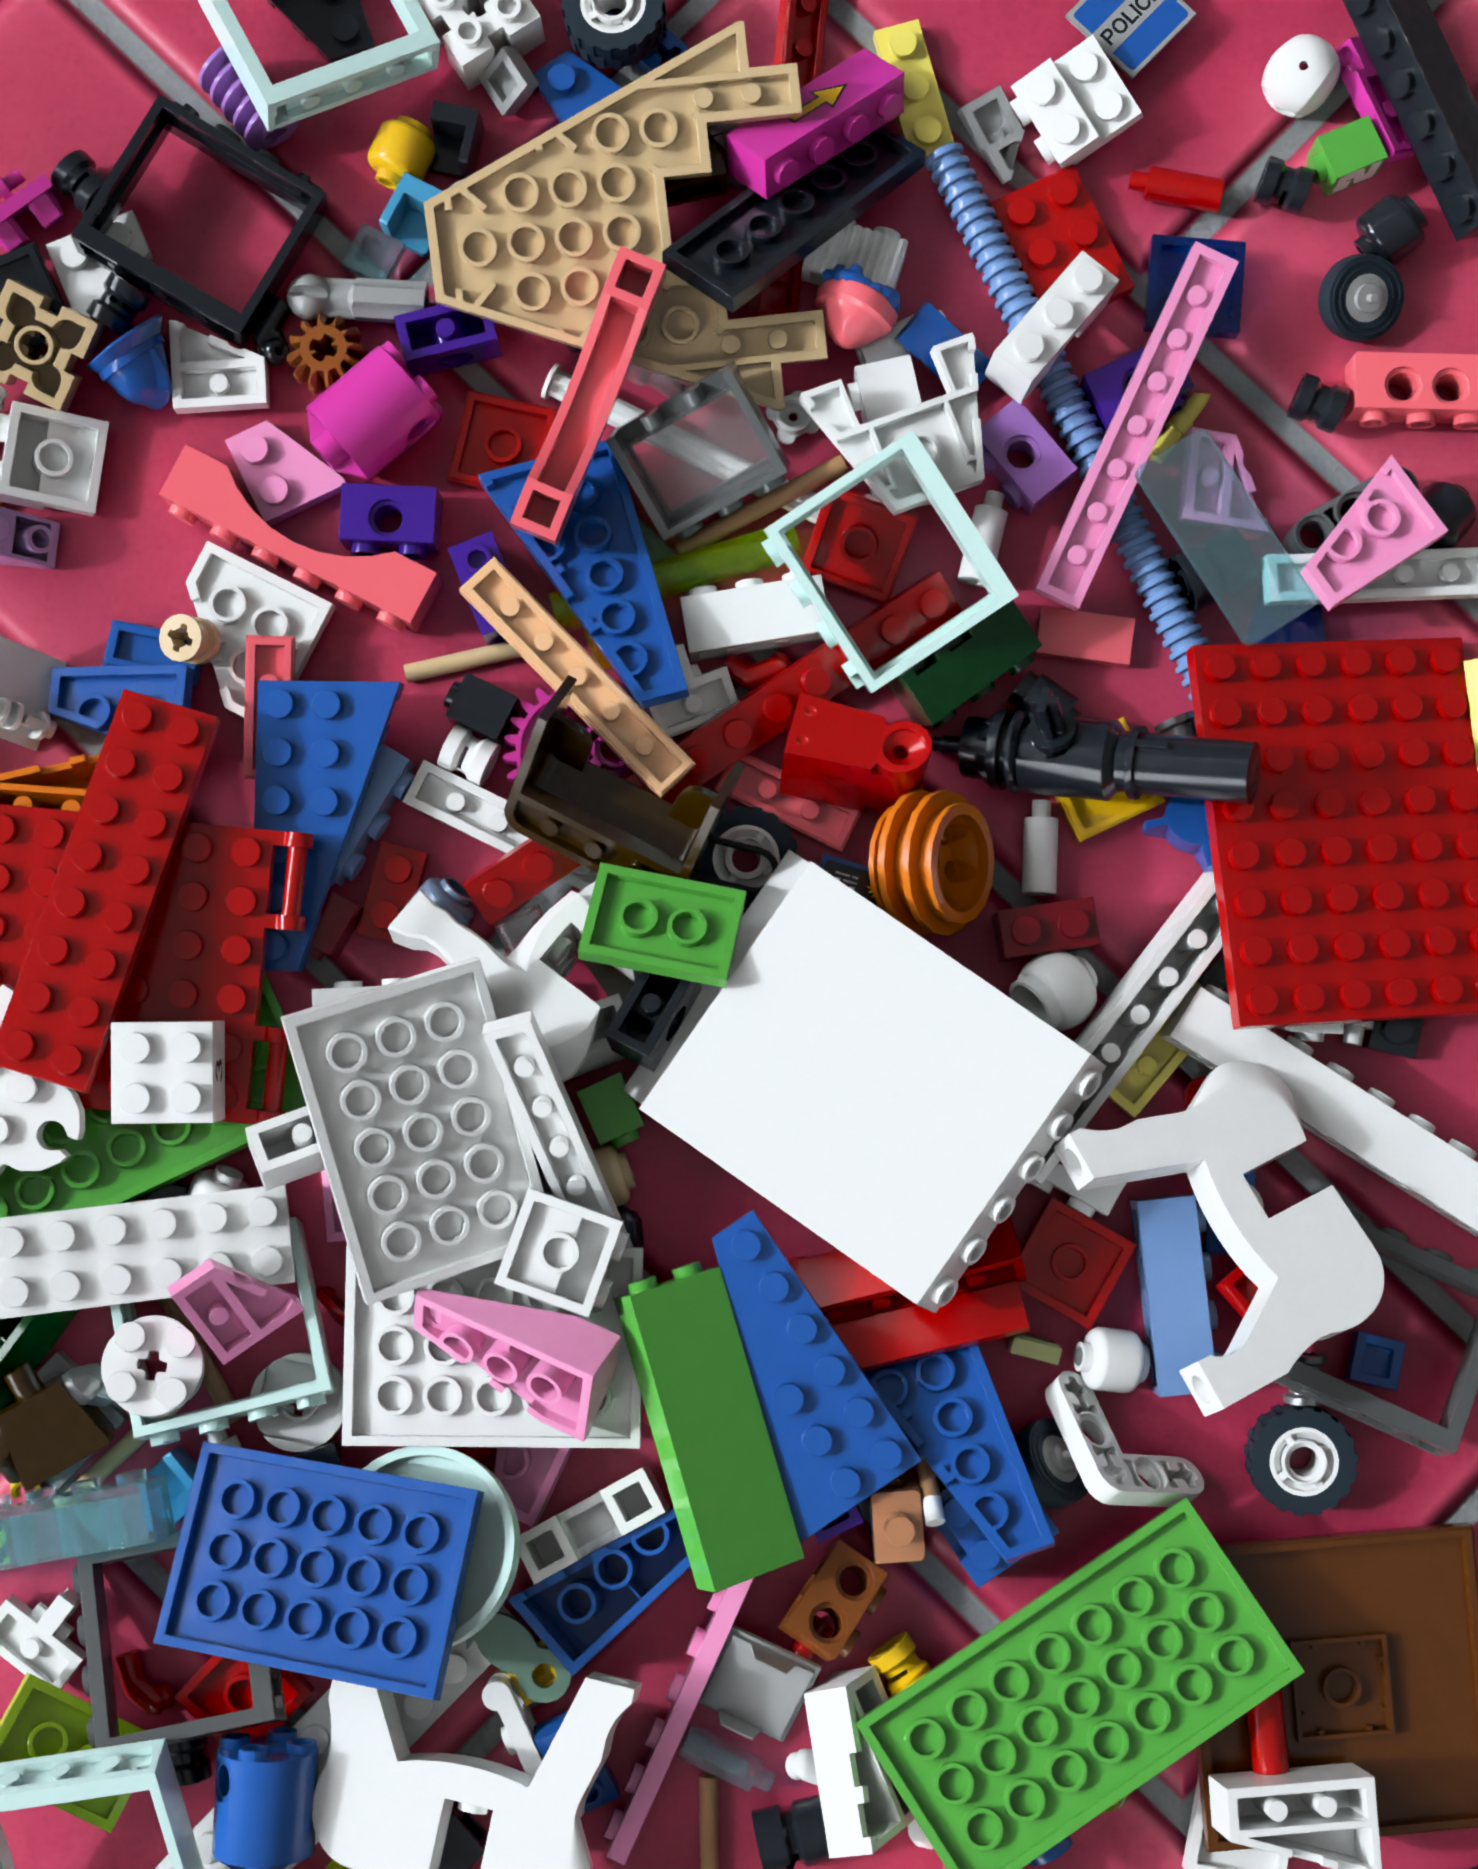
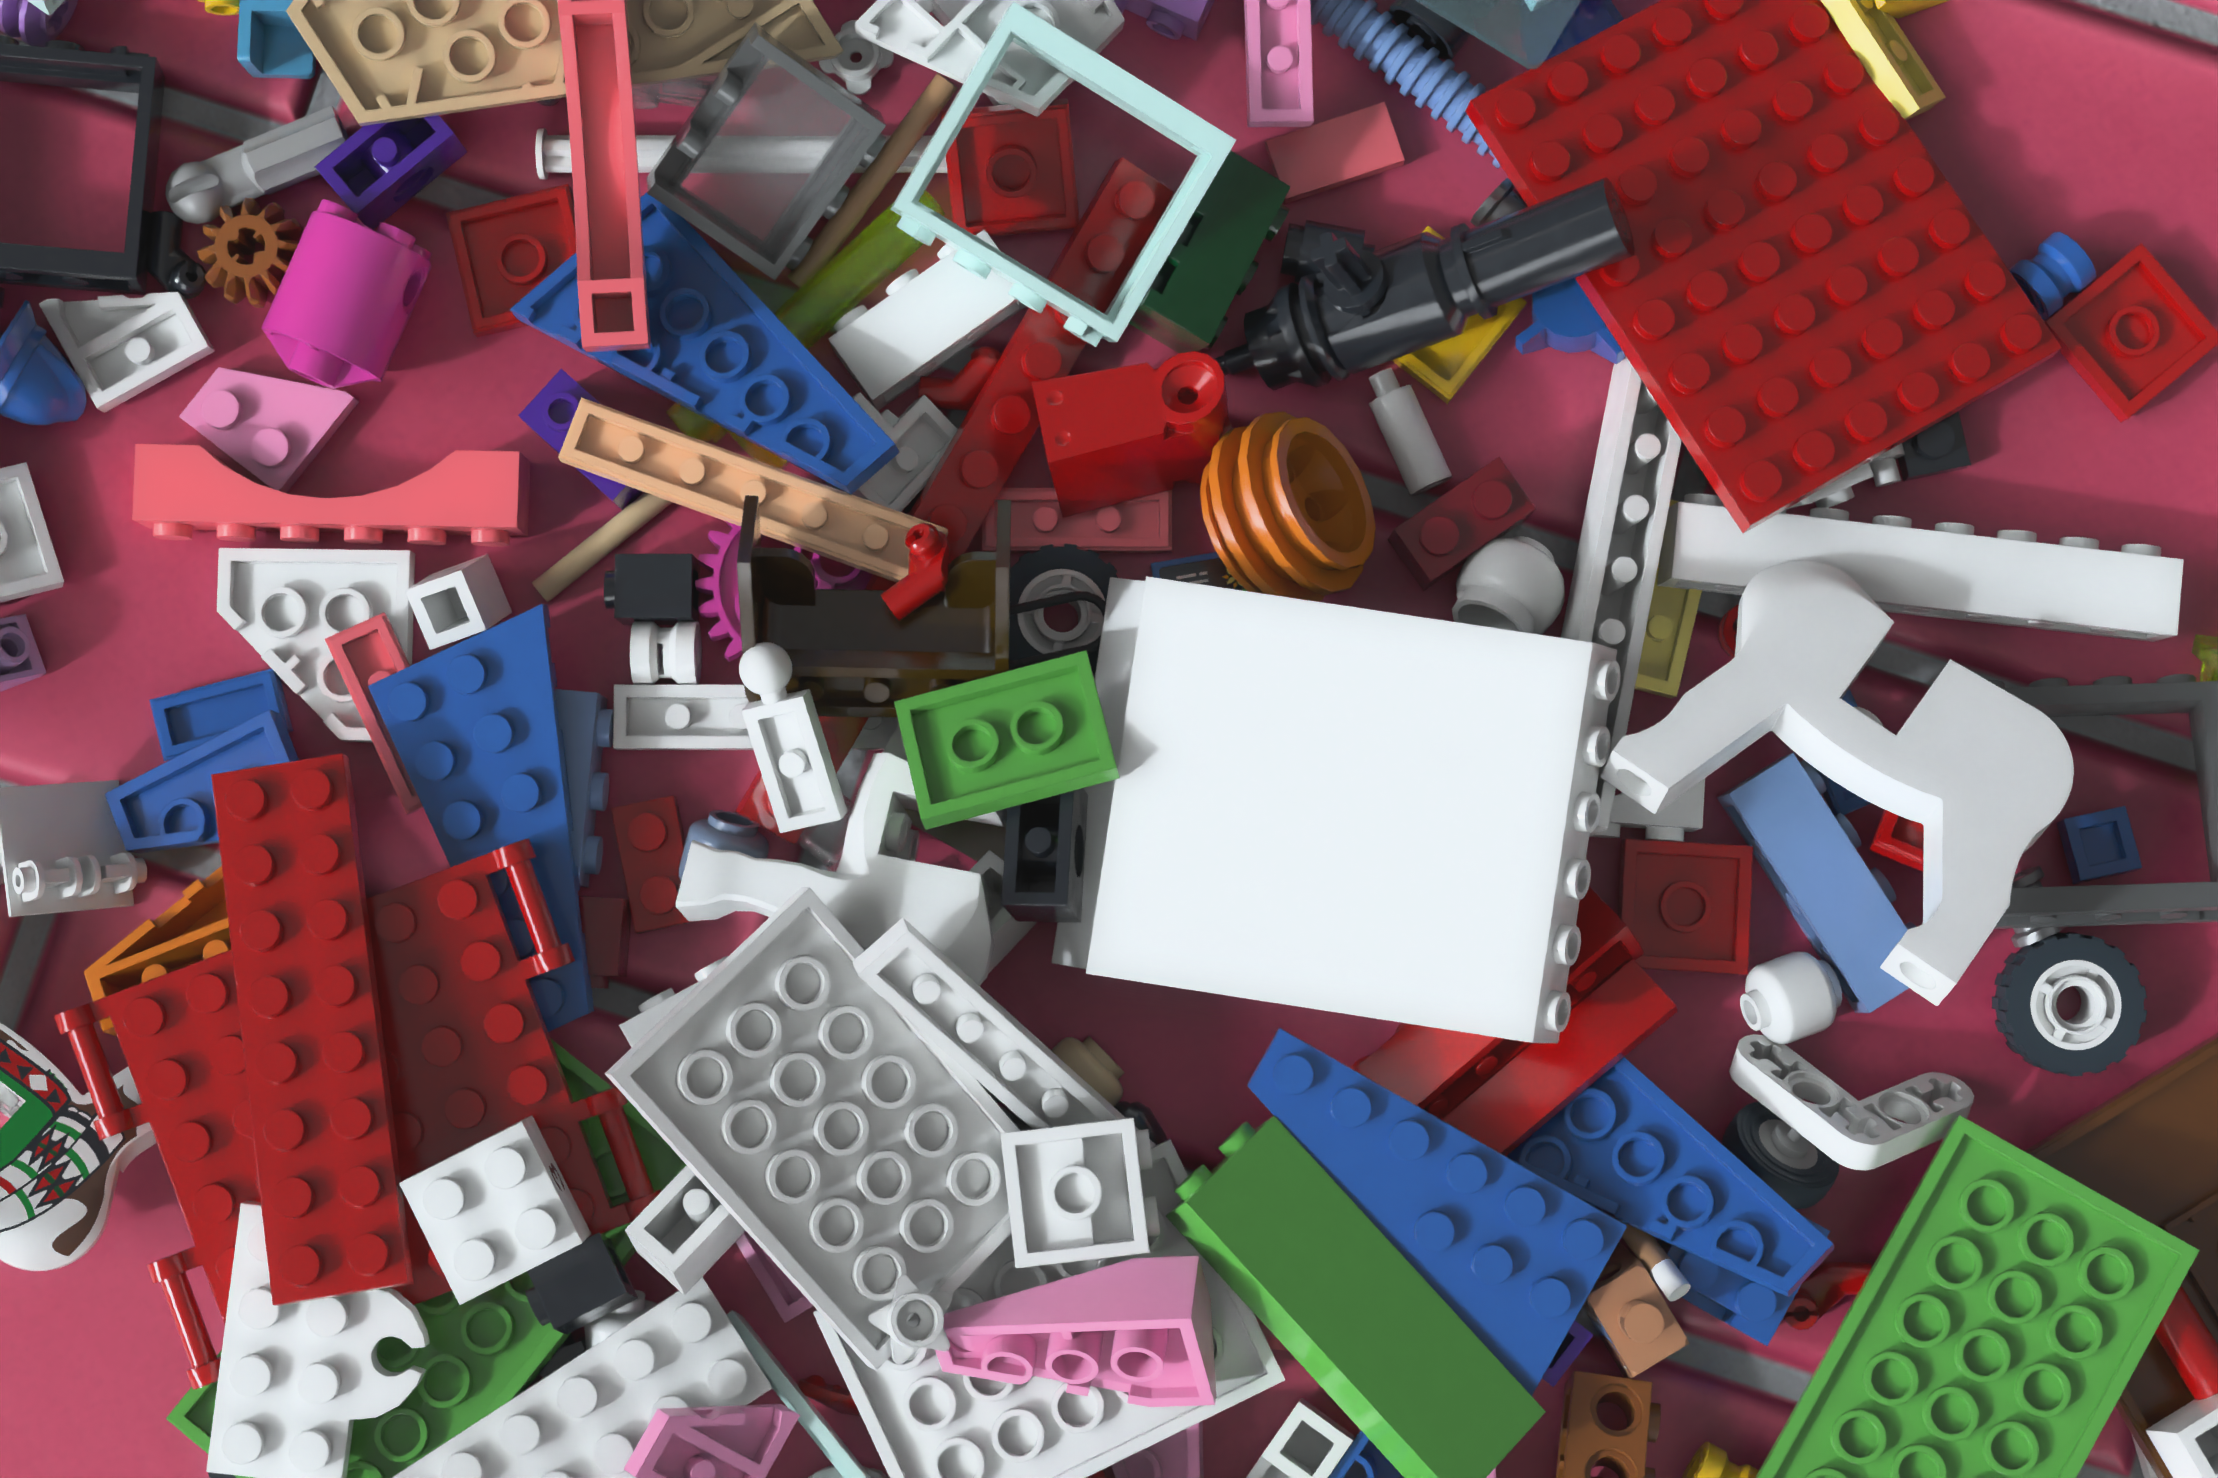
camera: 30 degrees left, 0 degrees up
(200, 1150) = (579, 1285): none -> black brick
(201, 636) = (271, 669): tan wheel -> none
(347, 653) = (458, 601): none -> white brick
(368, 504) = (393, 412): dark purple brick -> none
(373, 254) = (249, 103): clear light blue tile -> none
(414, 1297) = (928, 1332): none -> white plate
(517, 855) = (789, 743): none -> white plate
(612, 1111) = (1050, 995): bright green brick -> none
(667, 784) = (926, 571): none -> red arm
(990, 522) = (1157, 69): white cylinder -> none
(1034, 1348) = (1692, 1028): olive tile -> none
(1037, 1569) = (1824, 1290): none -> red arm

